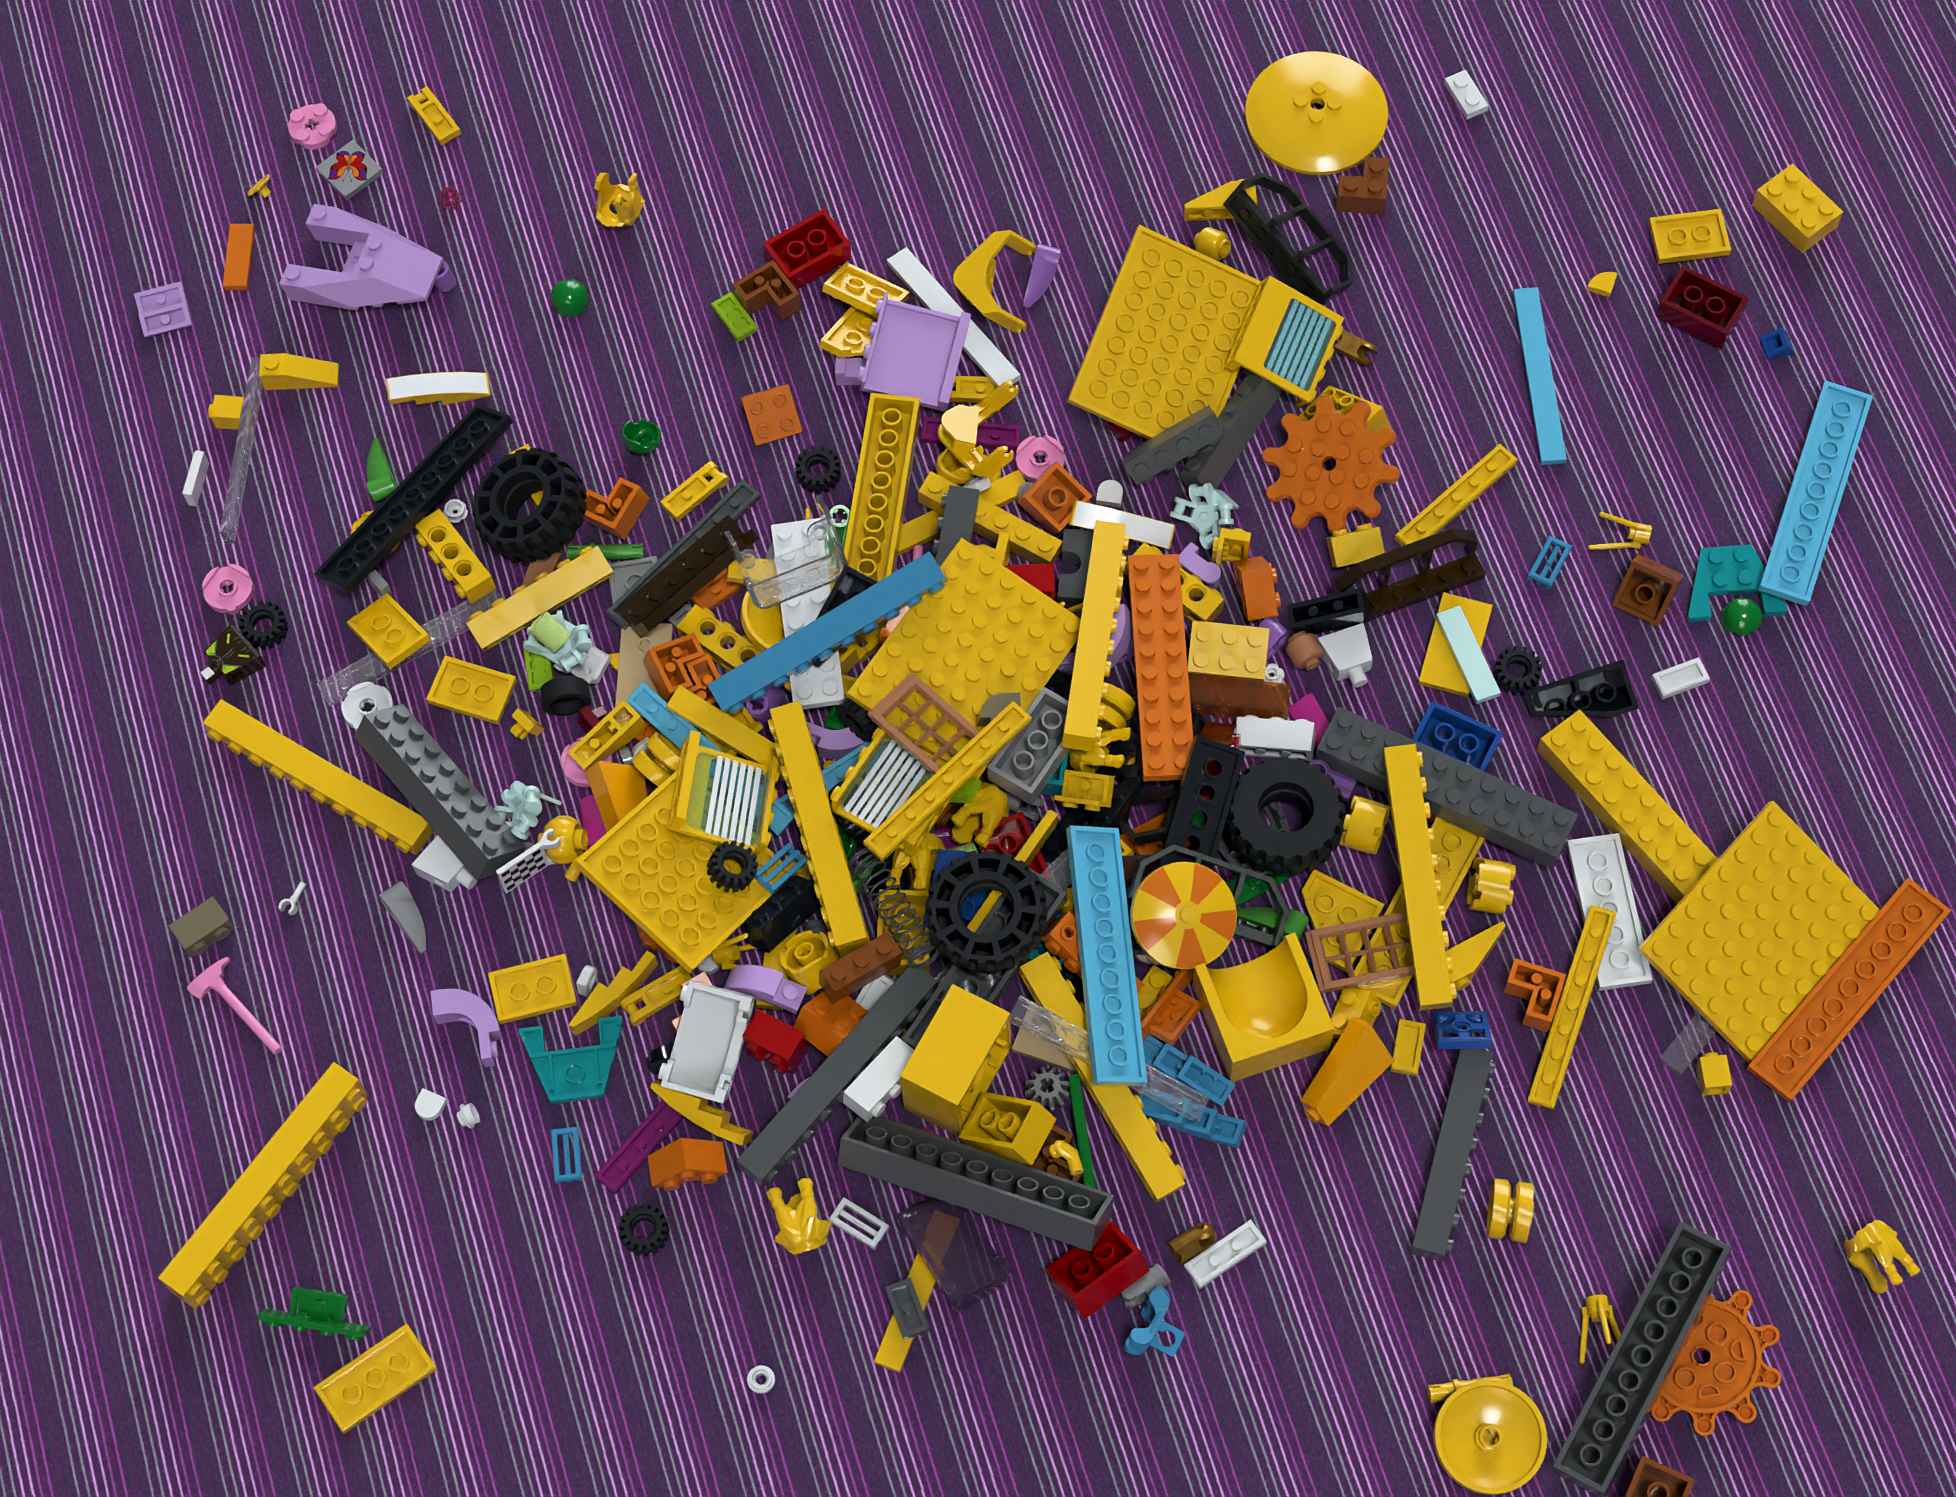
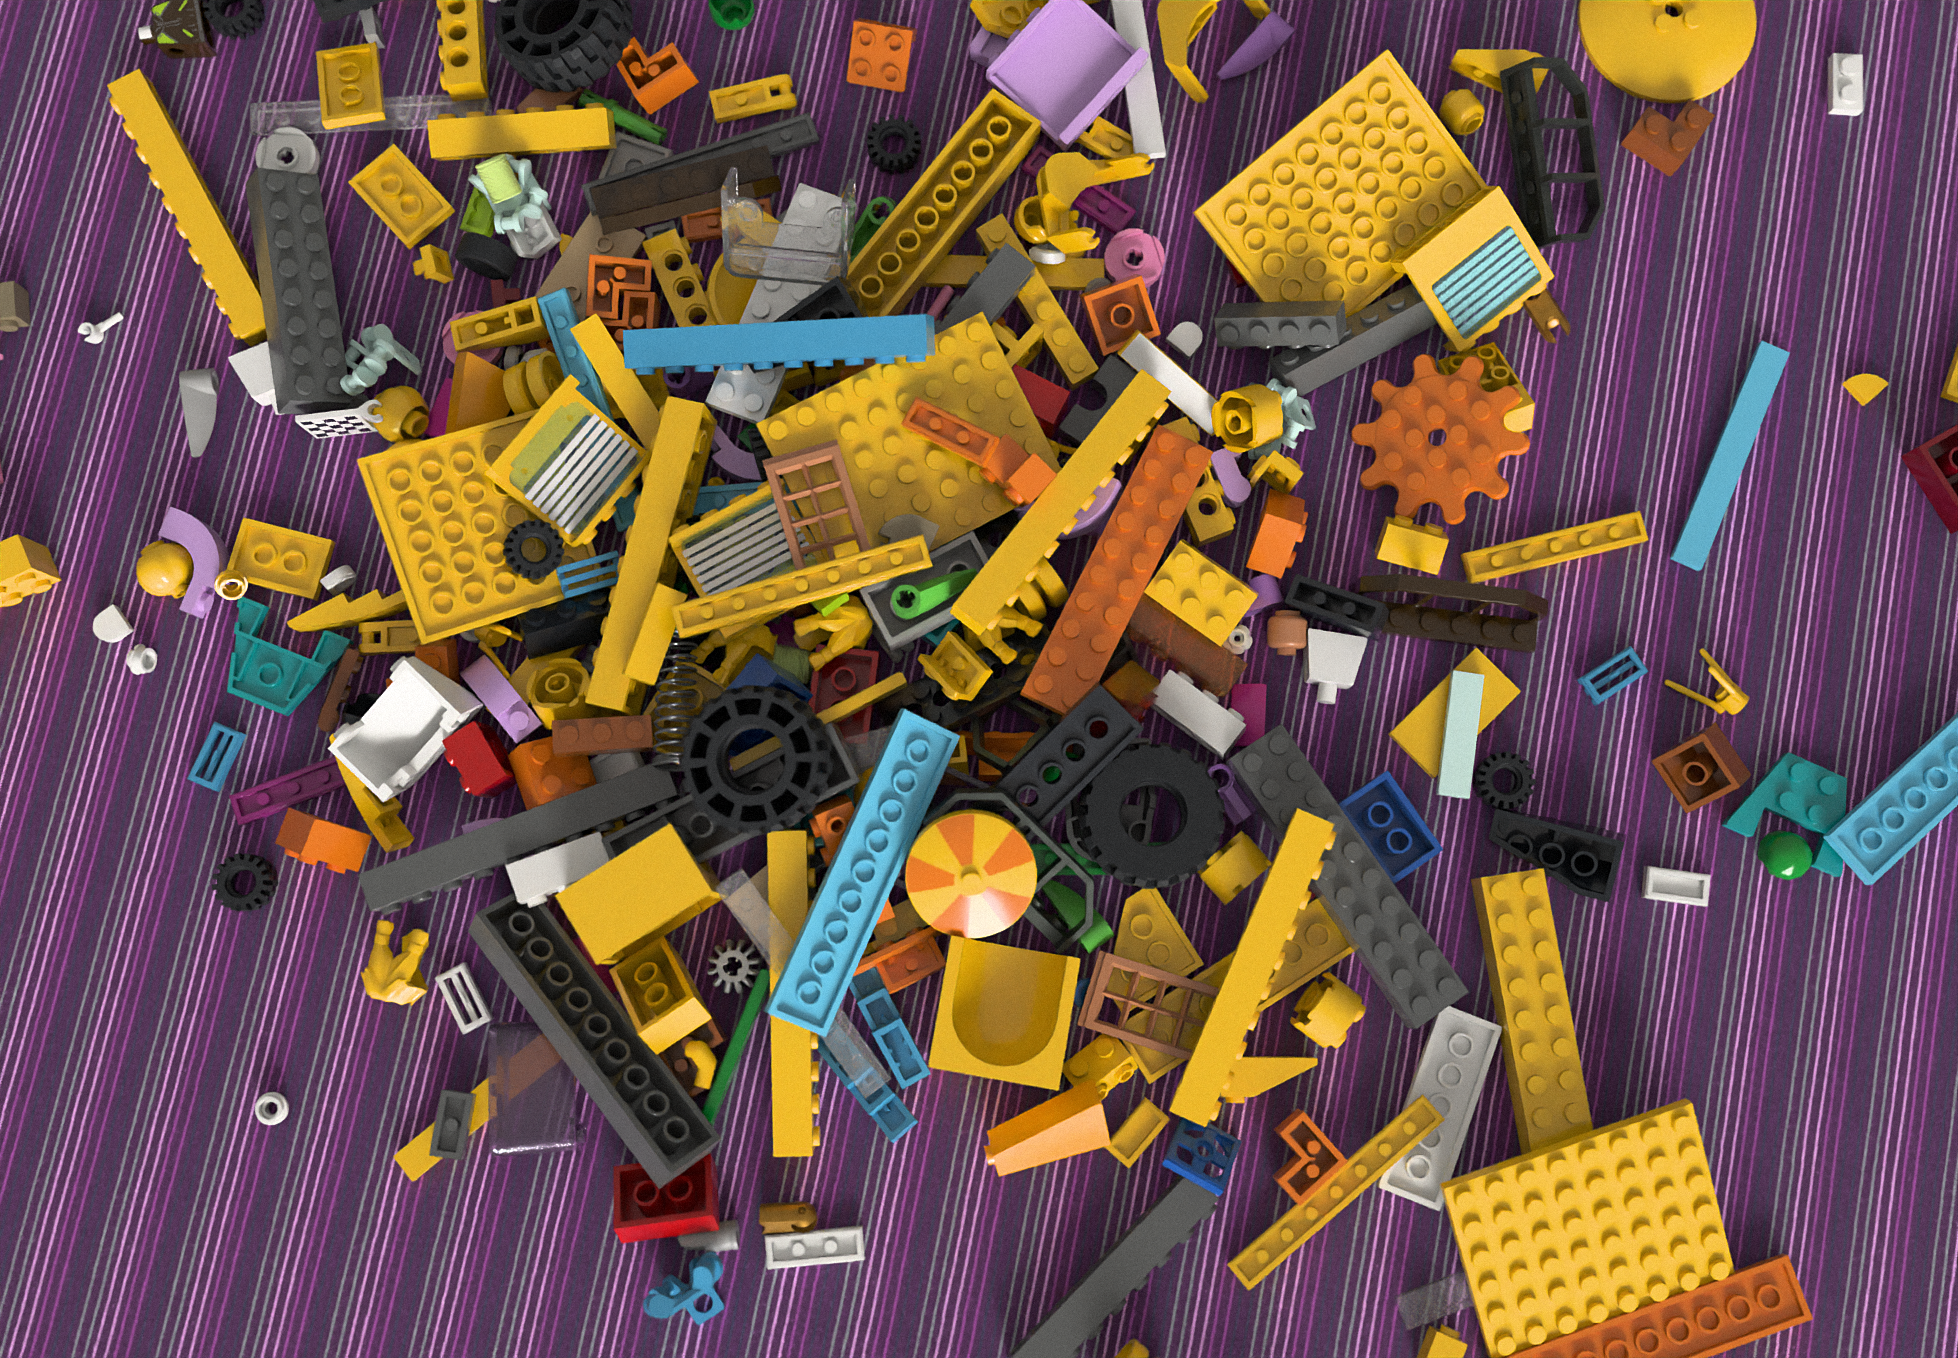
camera: 25 degrees right, 15 degrees up
(450, 1041) = (165, 569): none -> yellow plant
(515, 1023) = (234, 591): none -> yellow plate
(634, 1052) = (338, 689): none -> reddish brown hinge
(859, 873) = (653, 635): none -> yellow tile
(989, 625) = (950, 432): none -> orange tile
(1039, 742) = (930, 592): none -> bright green piece
(1051, 631) = (1017, 472): none -> orange brick
(1189, 518) = (1248, 417): none -> yellow brick

